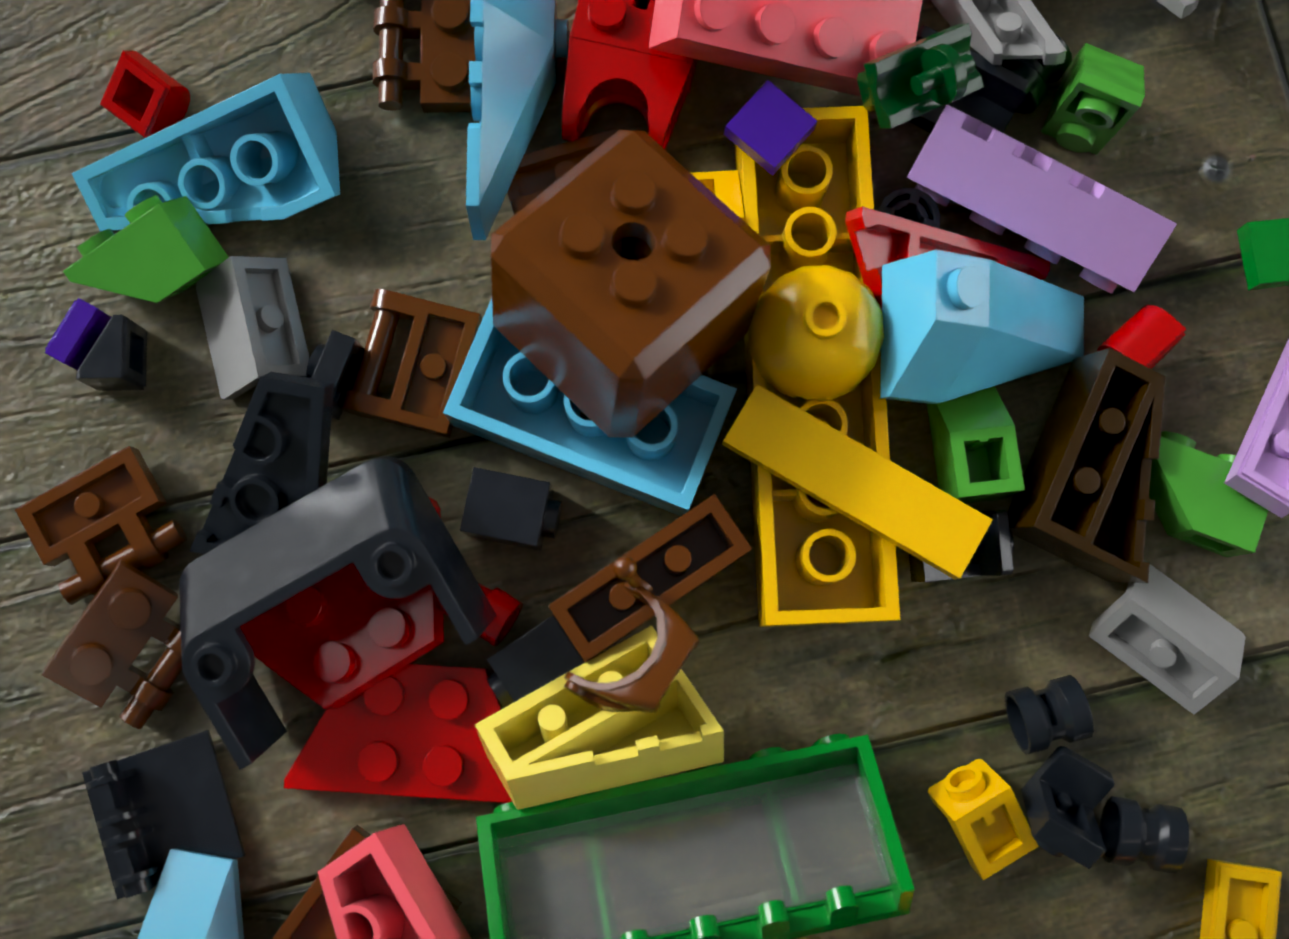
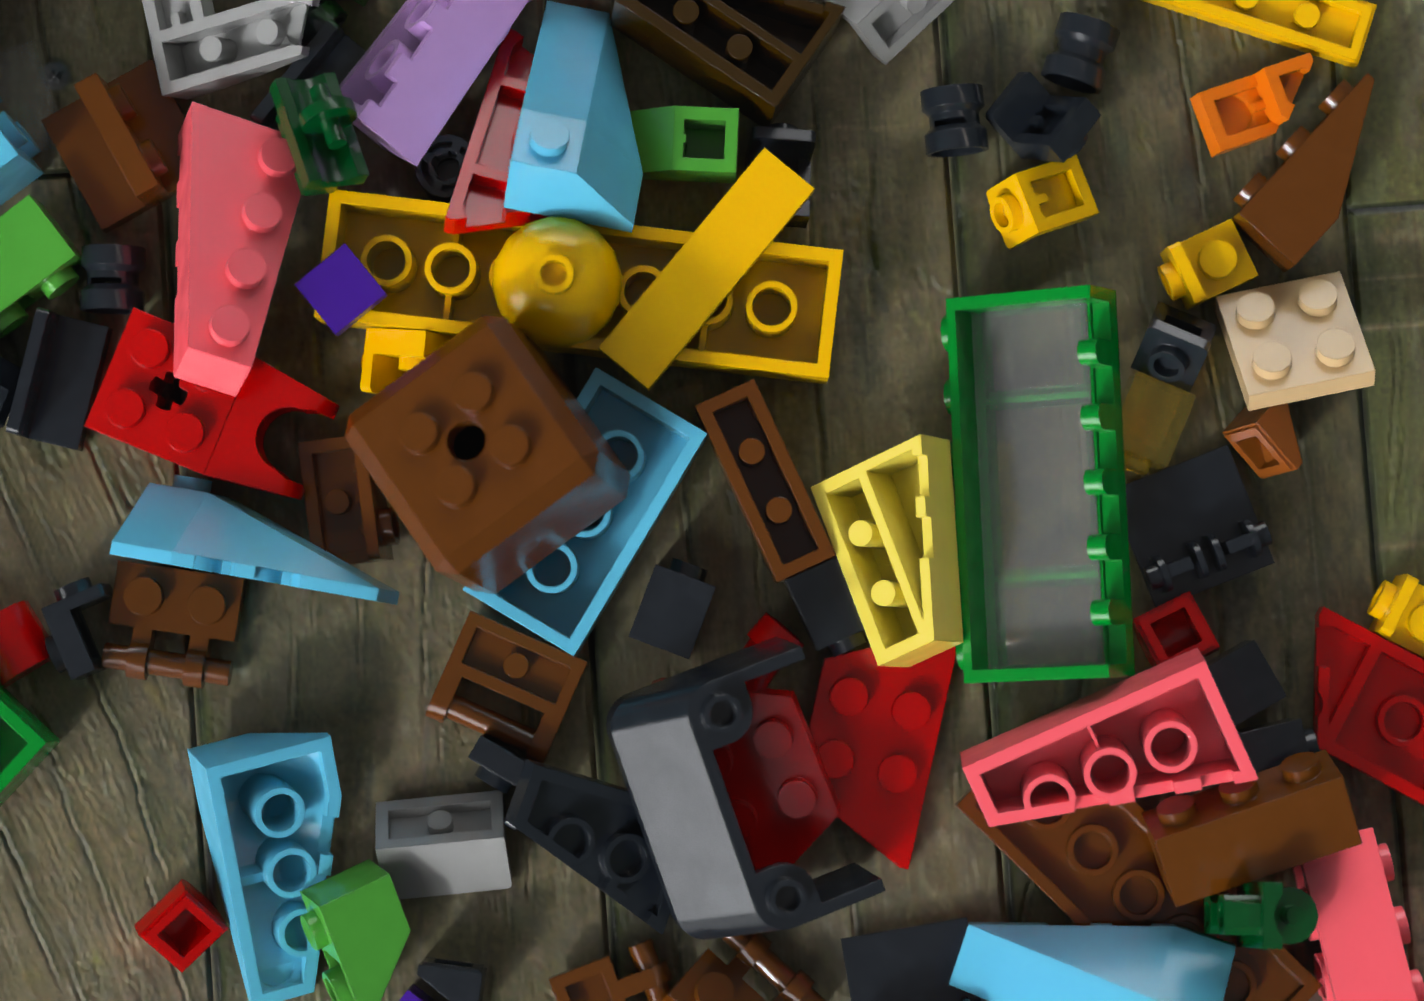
camera: 80 degrees left, 5 degrees up
(648, 684) = (867, 494): reddish brown helmet -> none

